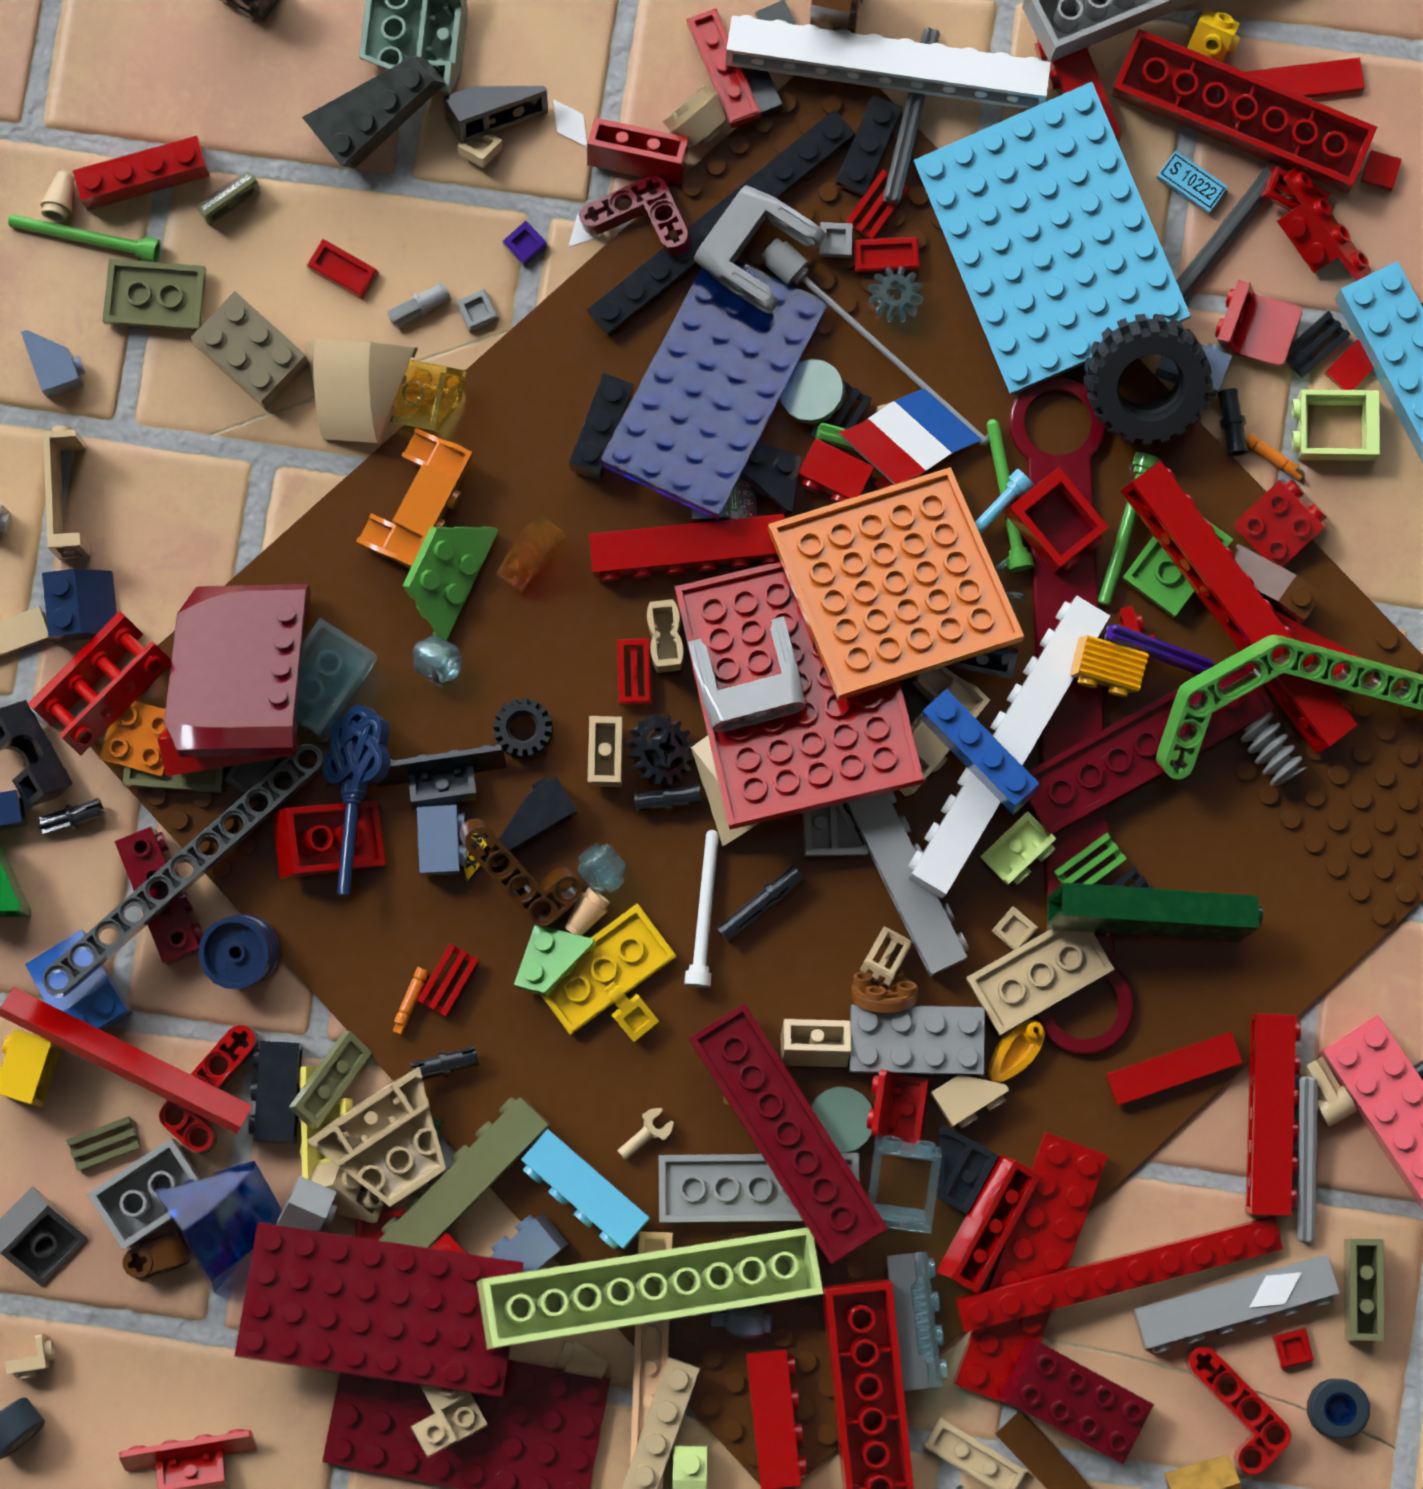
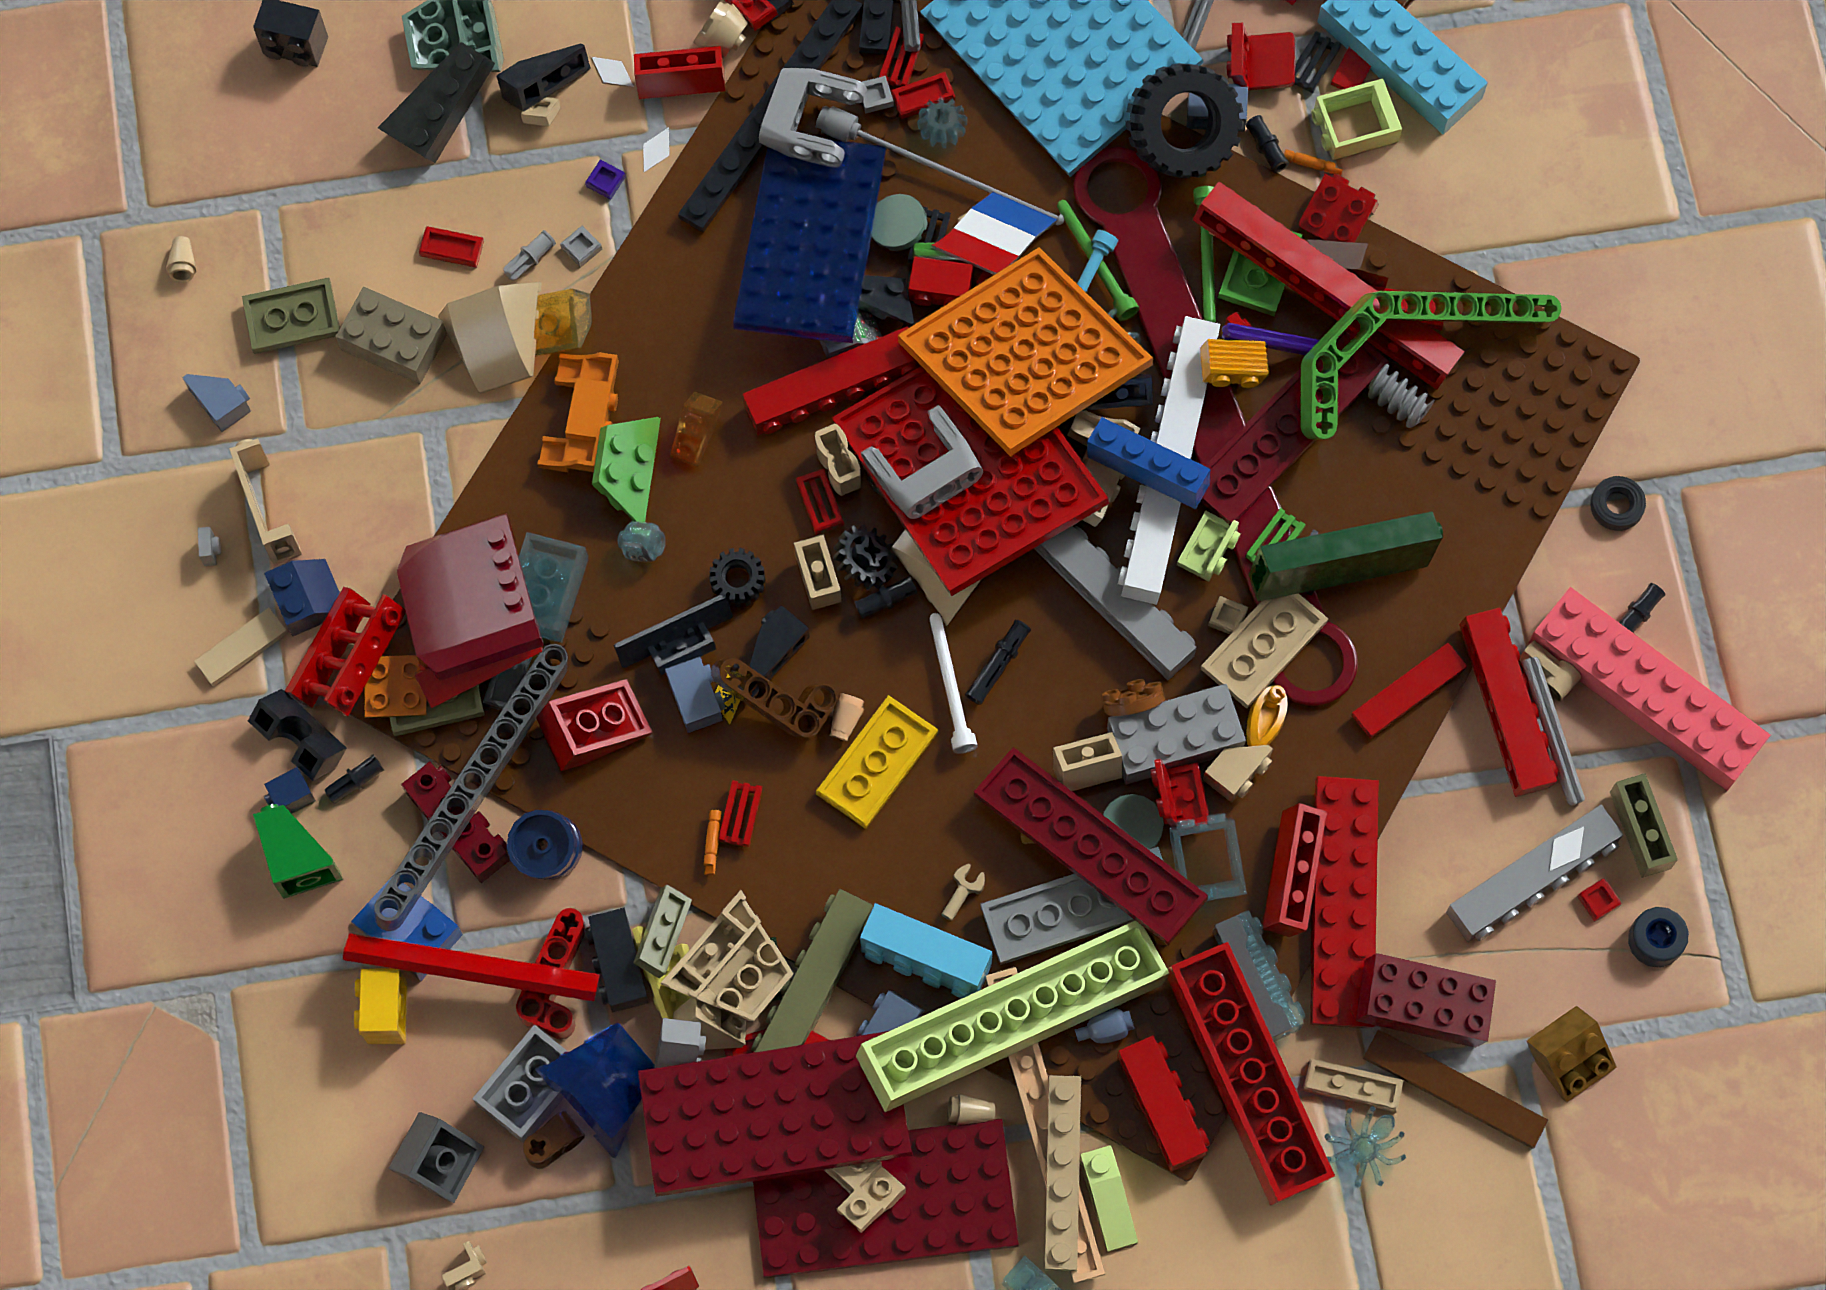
camera: 20 degrees left, 10 degrees down
(77, 1153) = (463, 1048): olive tile -> none
(141, 173) = (248, 217): red brick -> none
(146, 249) = (270, 280): bright green piece -> none
(228, 197) = (332, 217): olive slope -> none
(355, 759) = (596, 644): dark blue piece -> none
(447, 1063) = (764, 884): black pin -> none
(550, 958) = (826, 764): wing -> none
(600, 424) = (722, 301): black arch -> none
(601, 867) = (847, 673): clear light blue head -> none
(632, 1014) = (916, 790): yellow plate -> none
(650, 204) = (702, 114): dark red beam -> none
(831, 833) = (1037, 581): light grey wing -> none
(878, 968) = (1123, 676): tan tile -> none
(962, 1169) = (1256, 832): black wing -> none
(1034, 536) = (1133, 281): red window -> none
(1118, 1274) = (1423, 880): red plate -> none
(1234, 1403) = (1565, 962): red beam -> none

